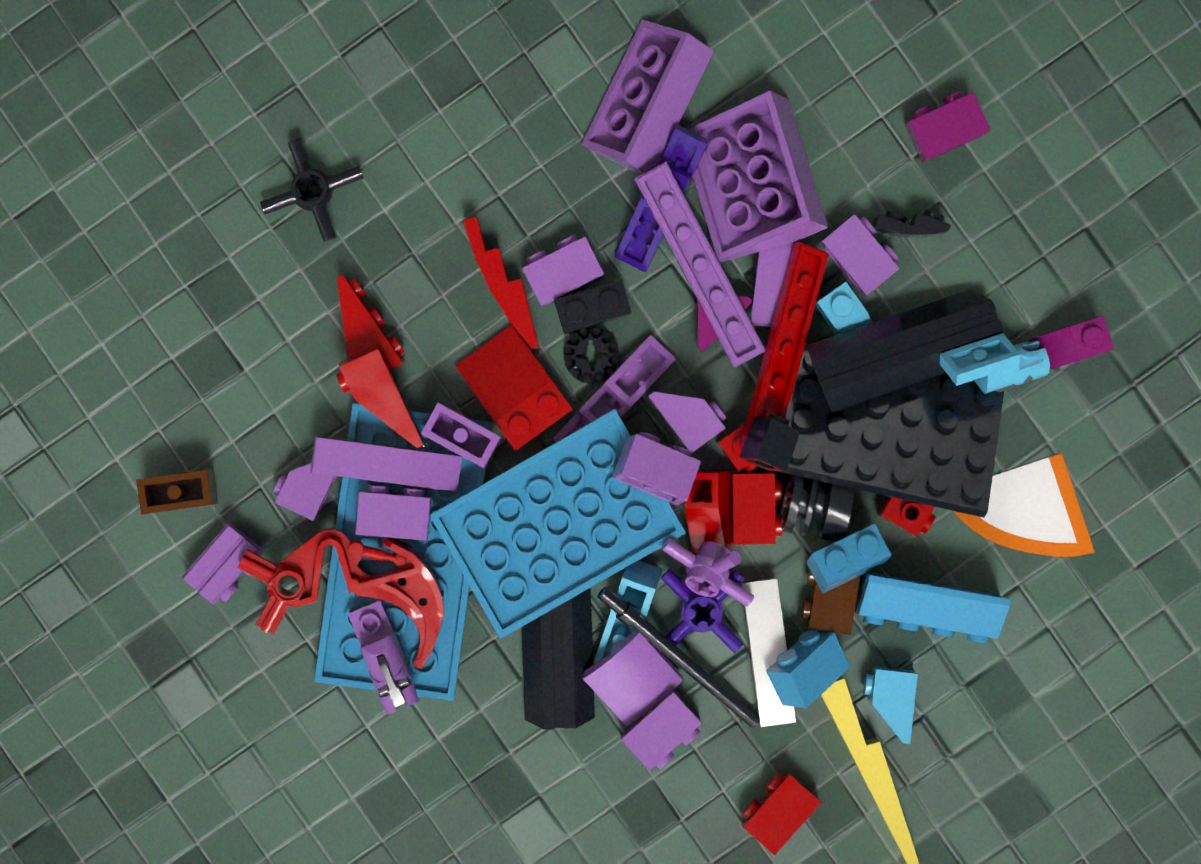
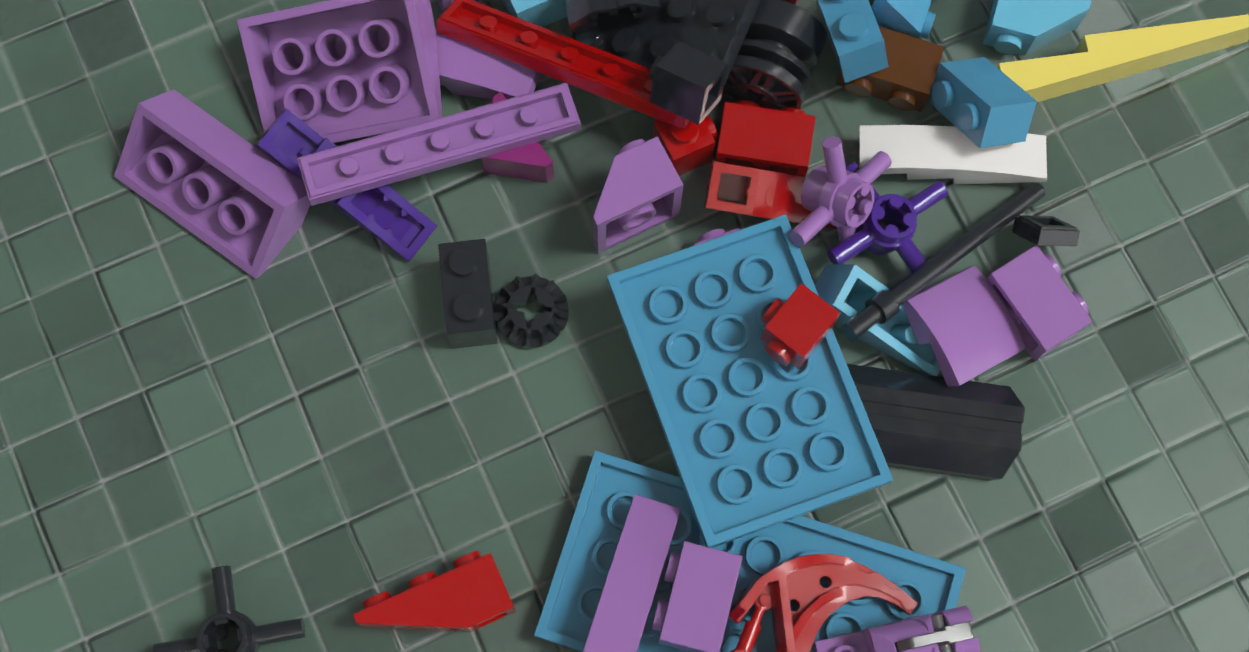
camera: 80 degrees left, 15 degrees down
(374, 388) = (515, 591): red slope -> none
(461, 435) = (605, 484): medium lavender brick -> none
(509, 295) = (431, 399): red slope -> none
(513, 388) = (556, 414): red slope -> none
(563, 270) = (412, 325): medium lavender brick -> none
(595, 553) = (797, 326): none -> red brick
(623, 386) = (583, 279): medium lavender slope -> none
(657, 468) = (696, 229): medium lavender brick -> none
(717, 730) = (1045, 230): none -> black tile
(779, 811) = (1159, 174): red brick -> none

